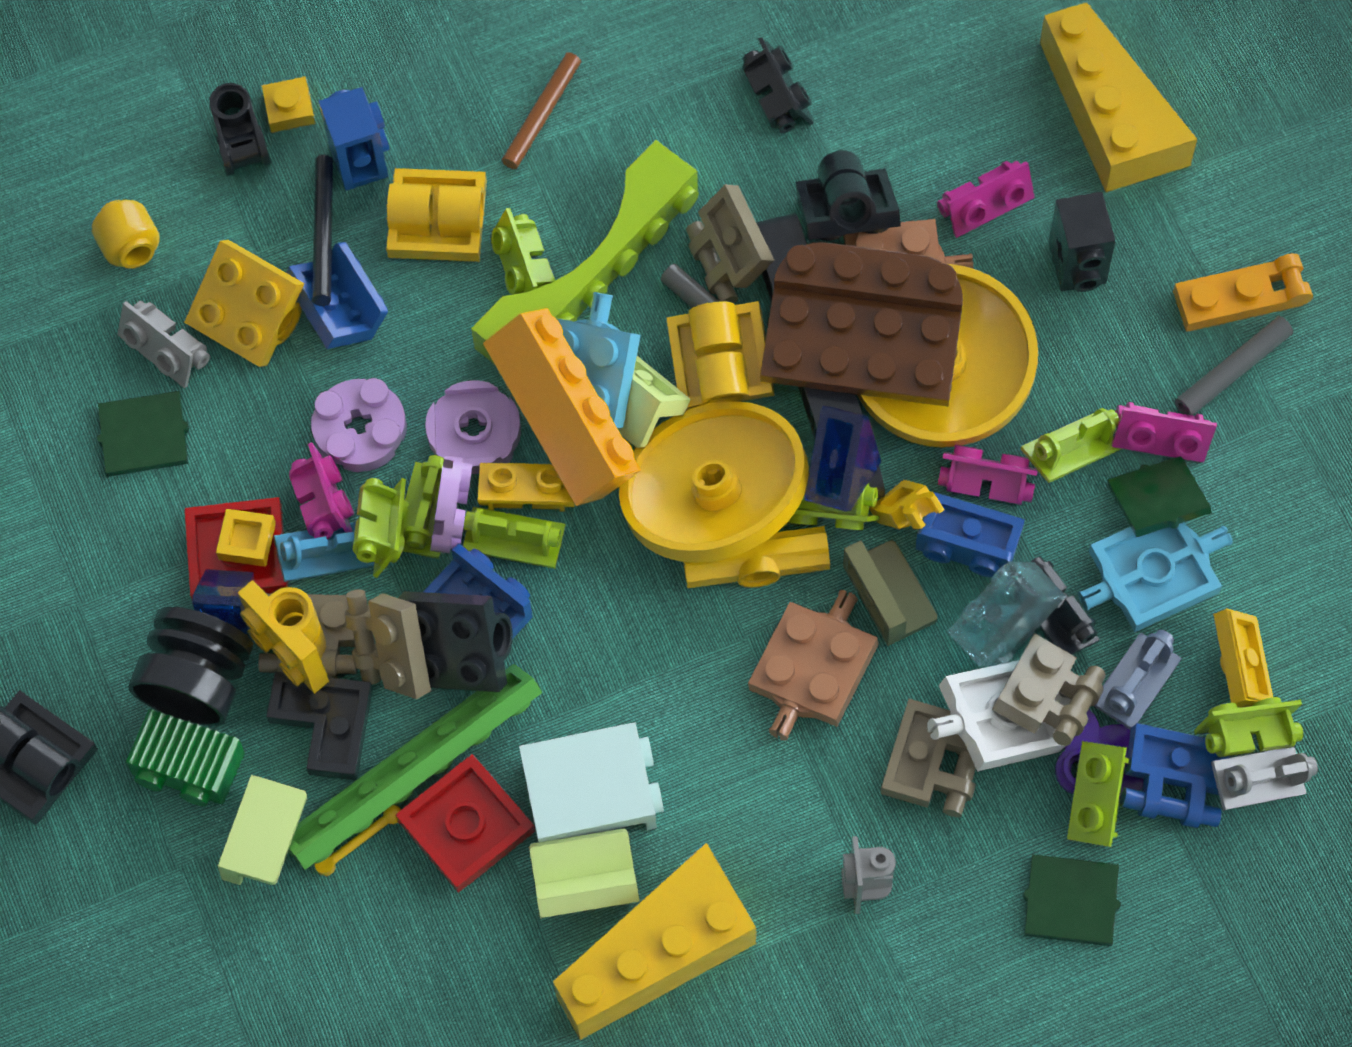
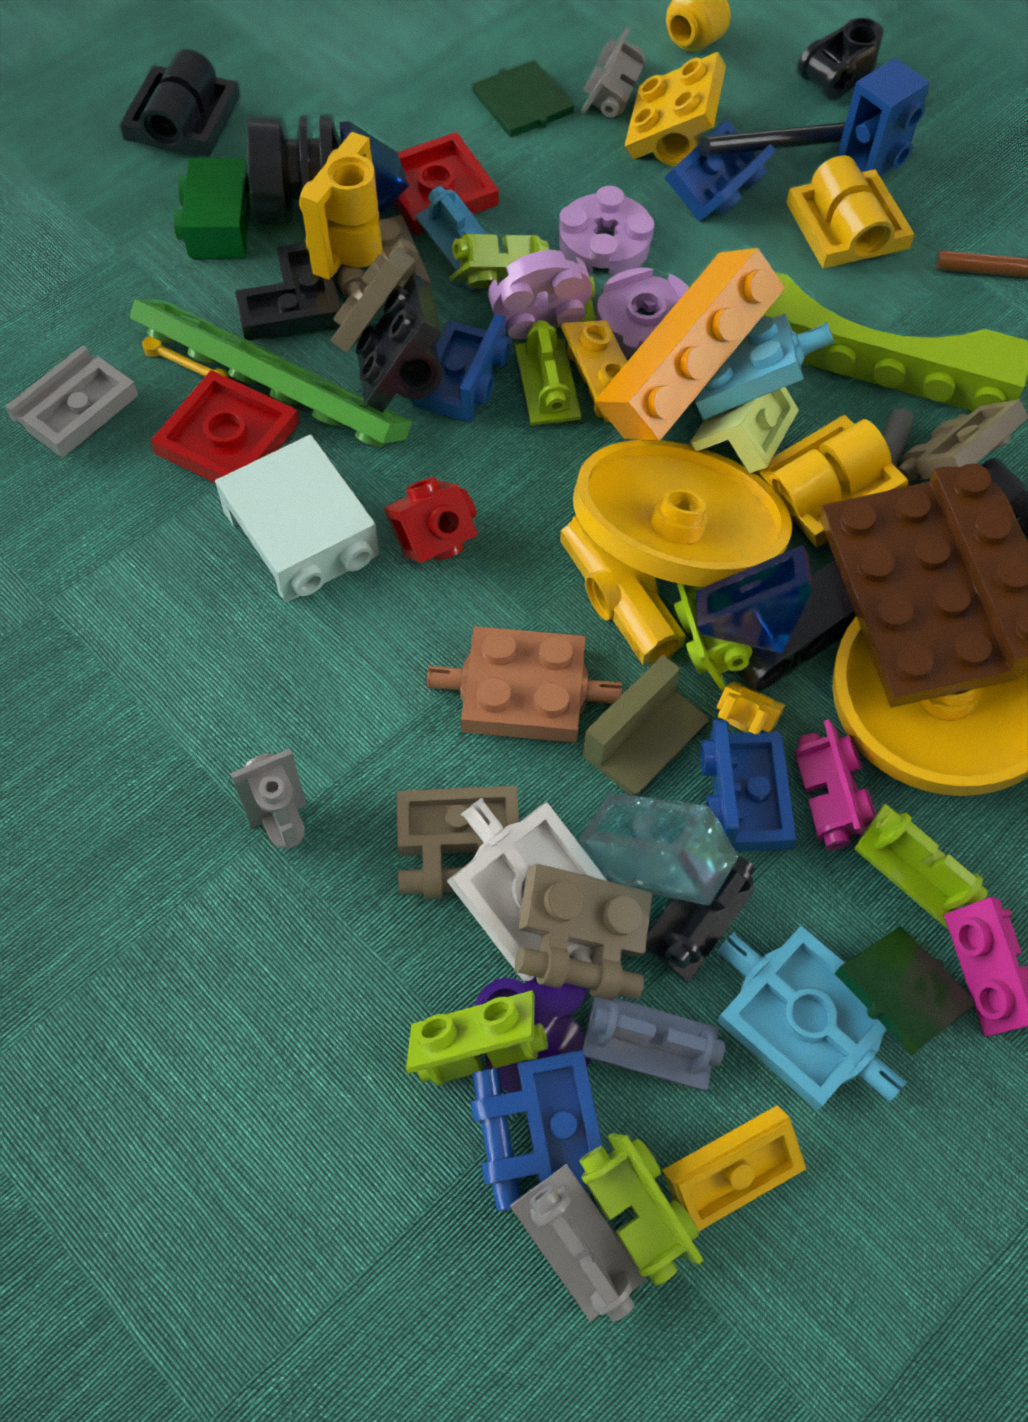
camera: 65 degrees right, 5 degrees down
(246, 537) = (440, 166): yellow plate -> none
(262, 832) = (156, 271): yellowish green panel -> none
(318, 480) = (522, 215): dark pink hinge -> none
(374, 947) = (72, 401): none -> light grey plate
(515, 242) = (858, 283): lime hinge -> none
(583, 872) = (198, 543): yellowish green panel -> none
(640, 679) = (432, 520): none -> red brick
(659, 945) = (146, 635): yellow wedge -> none
(1071, 900) = (339, 1059): dark green piece -> none

